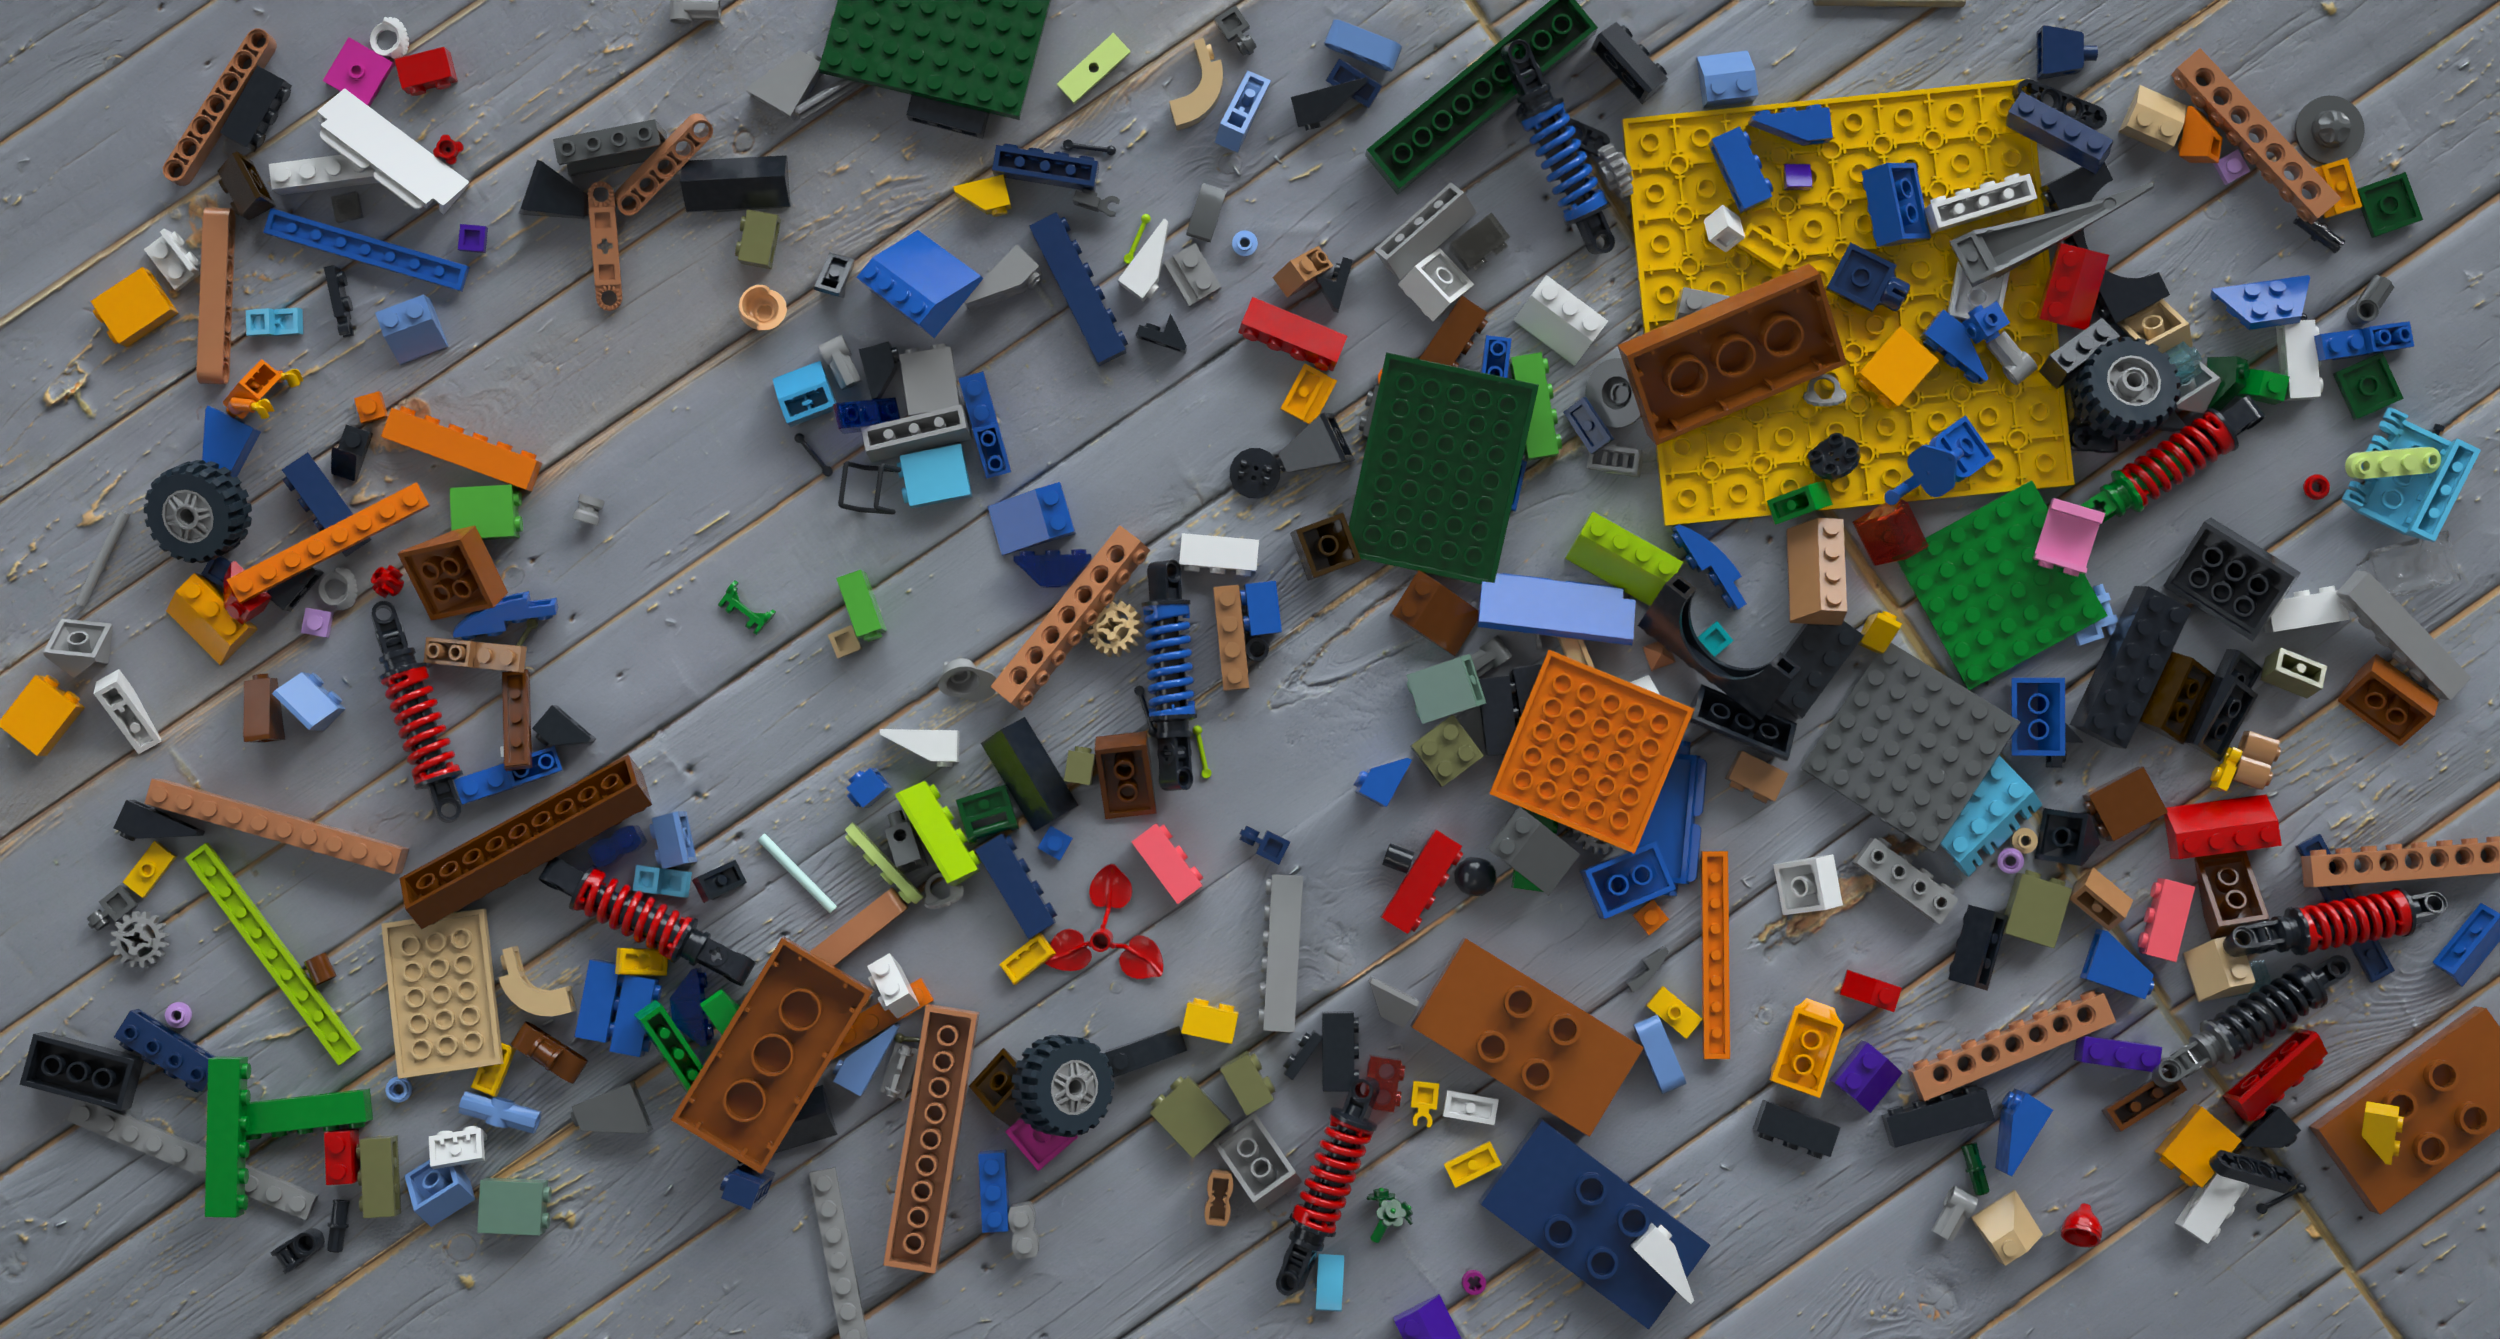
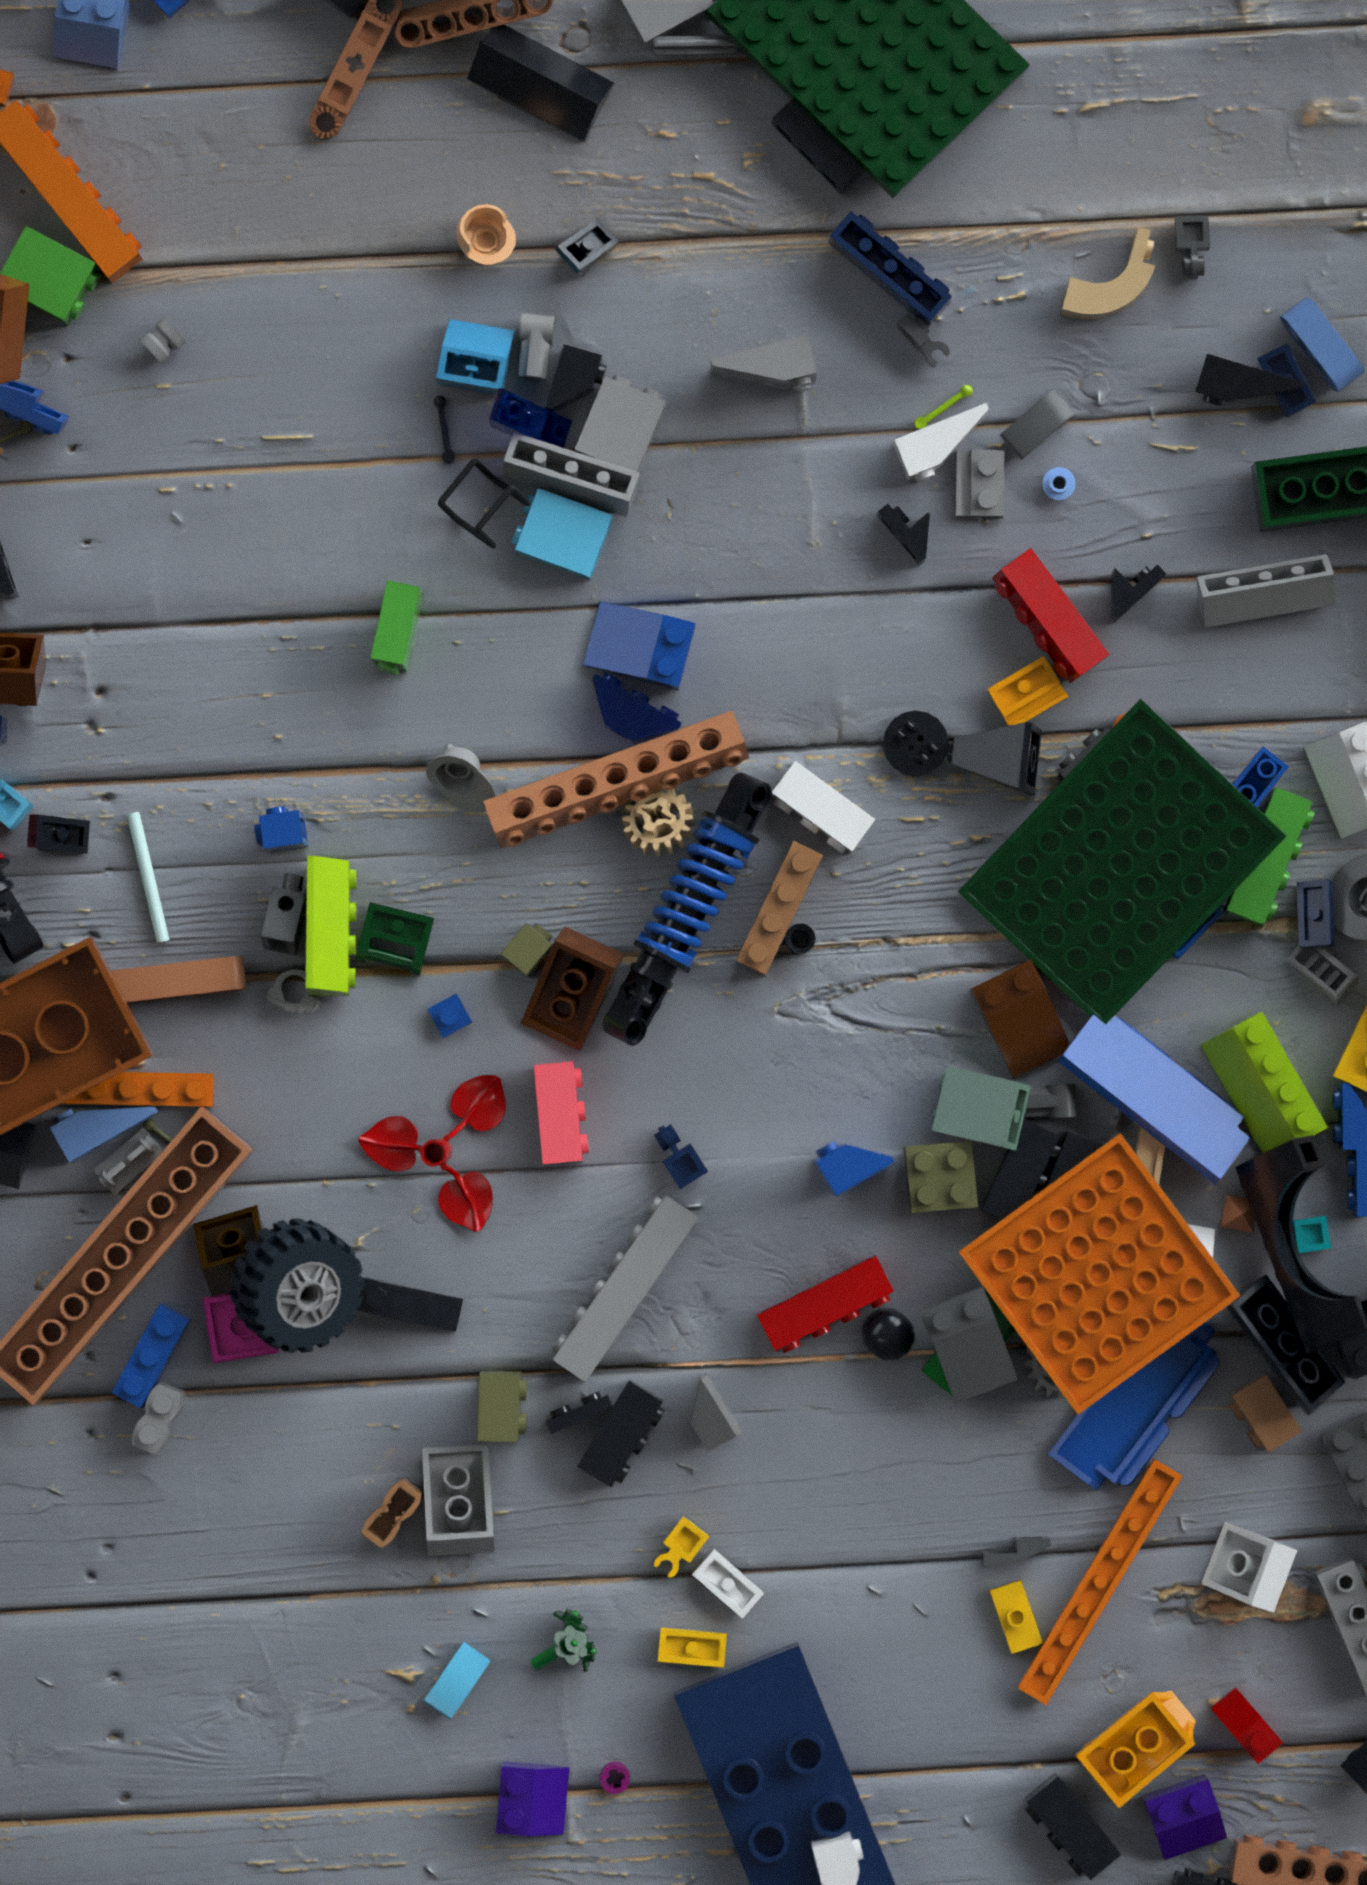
camera: 40 degrees right, 0 degrees up
(673, 839) = (35, 758): medium blue slope -> none
(758, 239) = (527, 156): olive brick -> none
(758, 618) = (275, 572): green piece -> none
(844, 641) = (354, 655): tan plate -> none
(875, 856) = (250, 938): yellowish green plate -> none
(893, 986) = (178, 1063): white brick -> none
(920, 281) = (677, 310): blue slope -> none
(931, 744) = (380, 826): white slope -> none
(985, 424) = (651, 510): blue slope -> none
(987, 195) = (807, 259): yellow slope -> none
(1016, 886) = (379, 1036): dark blue brick -> none
(1027, 959) = (342, 1124): yellow plate -> none
(1029, 774) = (467, 923): black slope -> none
(1068, 145) = (931, 258): black hinge -> none
(1077, 288) = (844, 423): dark blue brick -> none
(1105, 57) = (1030, 188): yellowish green tile -> none
(1139, 691) = (643, 905): black hinge -> none
(1189, 1115) = (415, 1403): olive brick -> none
(1206, 772) = (662, 1039): lime hinge -> none
(1210, 1021) = (500, 1314): yellow brick -> none
(1242, 111) = (1144, 337): medium blue slope -> none
(1261, 608) = (832, 896): blue brick -> none
(1302, 271) = (1103, 553): medium nougat slope -> none
(1325, 546) = (944, 871): dark brown slope -> none
(1329, 1183) = (522, 1571): piece -> none
(1389, 1084) = (641, 1493): clear red brick -> none
(1398, 858) = (815, 1262): black beam -> none
(1435, 284) = (1241, 656): white slope -> none
(1456, 333) = (1230, 724): reddish brown brick -> none
(1480, 242) = (1317, 640): clear smoke brick -> none
(1526, 1036) = (837, 1544): dark orange plate -> none
(1627, 880) = (1052, 1440): blue slope -> none
(1650, 917) = (1053, 1496): orange plate -> none
(1659, 1054) = (971, 1652): medium blue beam -> none

